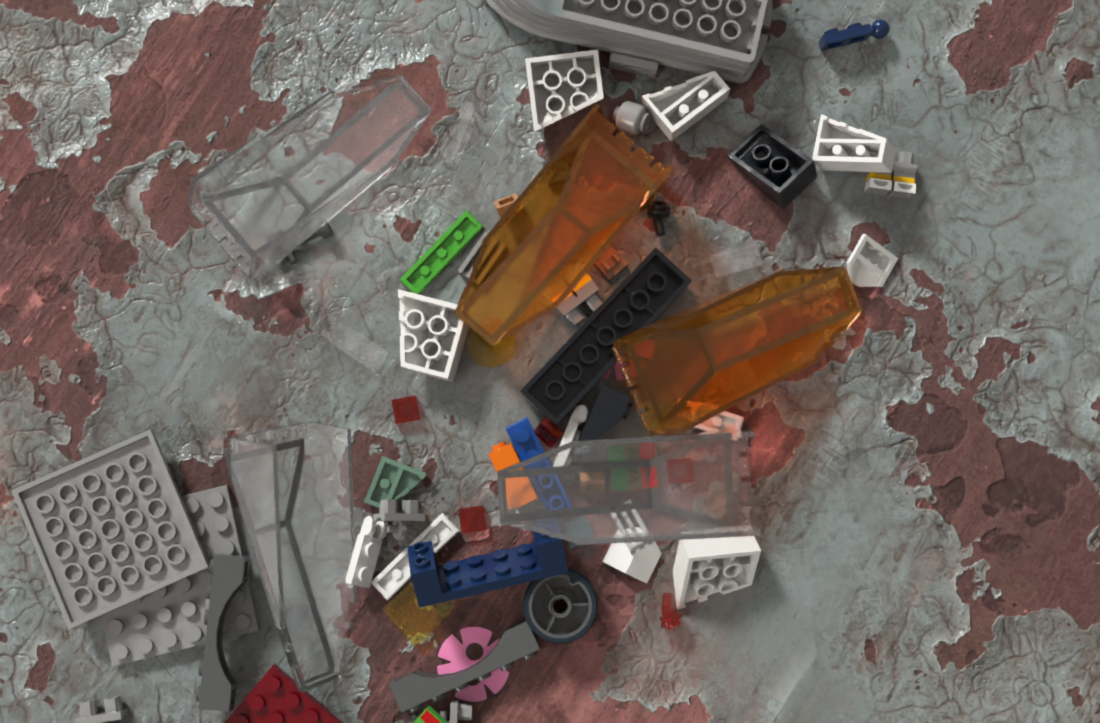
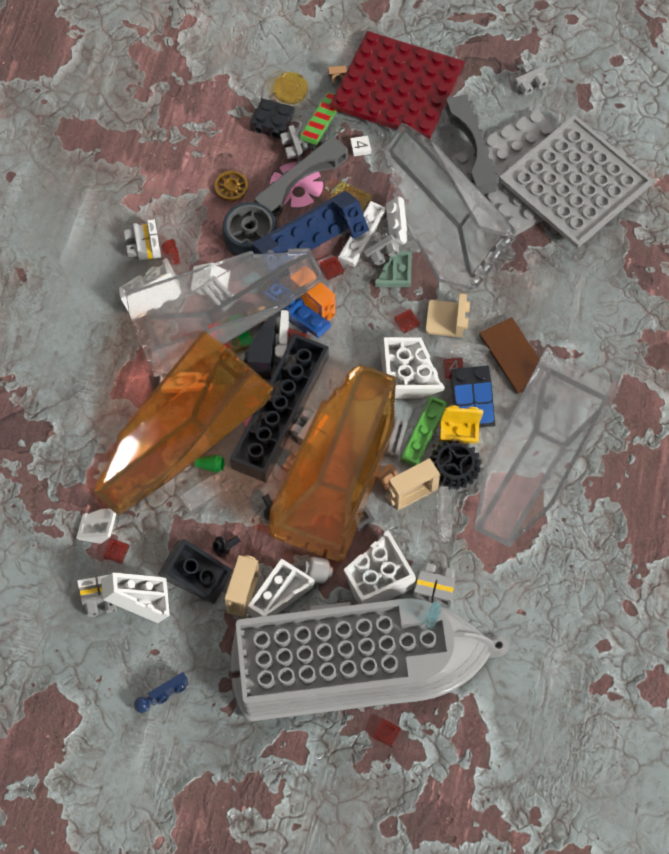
camera: 160 degrees right, 20 degrees down
(293, 316) = (511, 352): none -> reddish brown tile
(354, 393) = (448, 317): none -> tan bracket
(367, 273) = (474, 389): none -> slope
(368, 692) = (360, 146): none -> white tile
(374, 324) = (452, 363): none -> clear red tile
(398, 235) = (460, 424): none -> yellow bracket
(433, 194) = (466, 457): none -> black gear
(484, 177) = (413, 484): none -> tan window
(504, 52) = (444, 585): none -> light grey hips
(560, 690) = (231, 186): none -> pearl gold wheel
(701, 651) = (146, 241): none -> light grey hips
(706, 292) = (211, 463): none -> green cone
(726, 120) = (242, 585): none -> tan window
(732, 189) = (222, 547): none -> black plate
(855, 226) = (116, 551): none -> clear red tile

